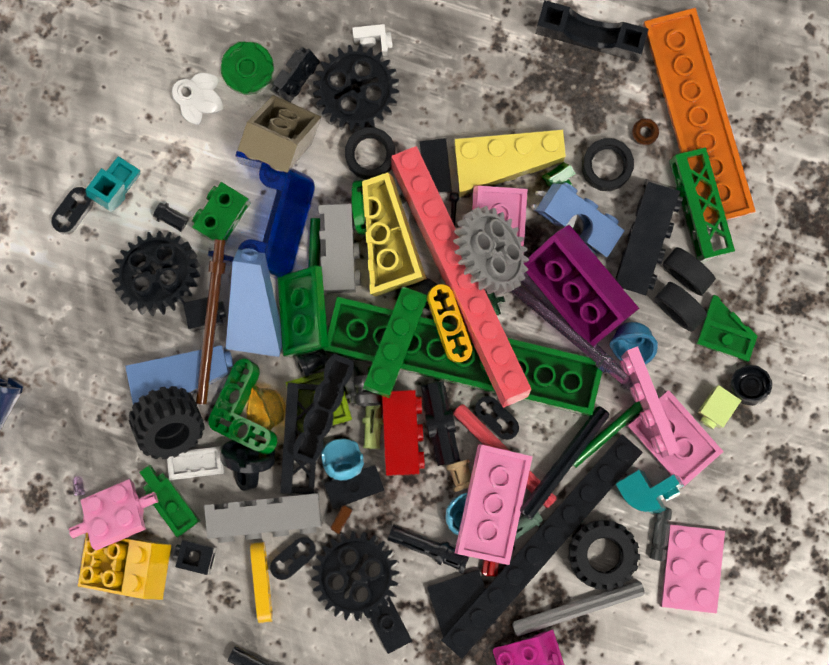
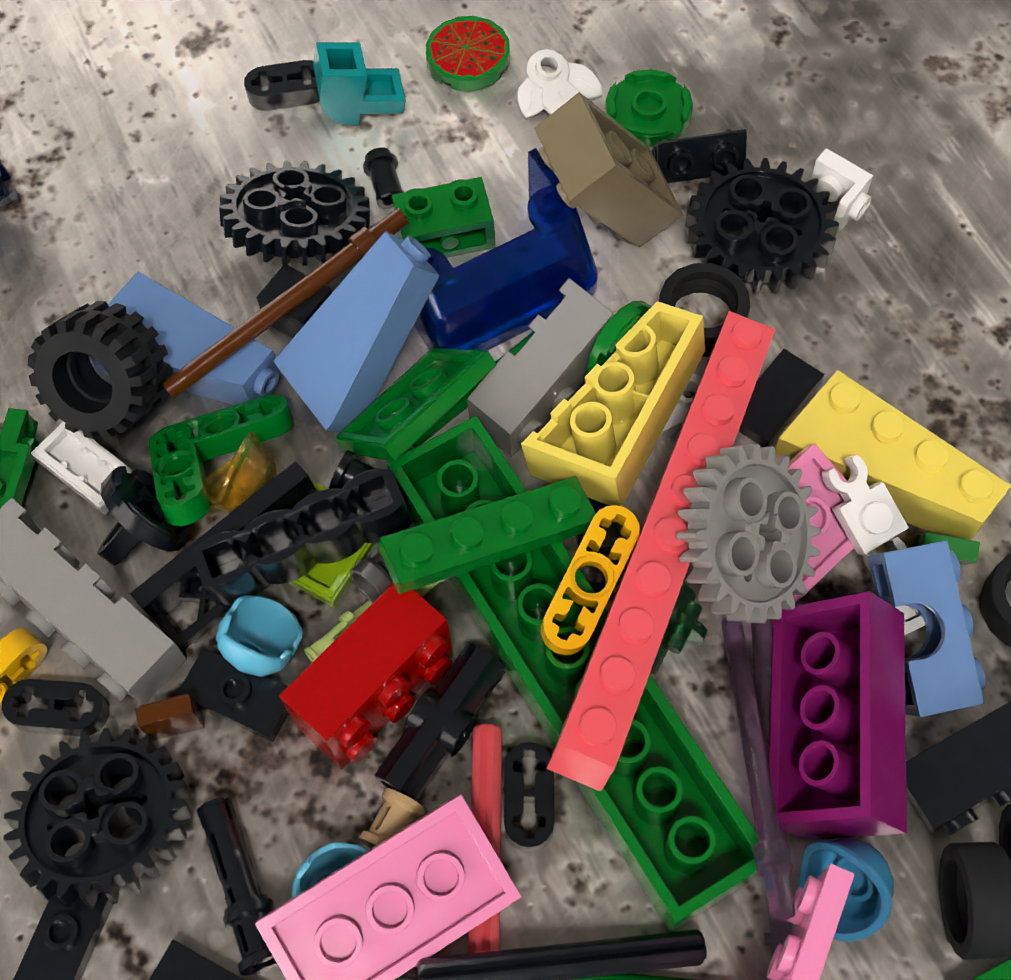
camera: 45 degrees right, 20 degrees down
(136, 114) = (467, 53): none -> tile
(519, 192) = (867, 511): none -> white plate

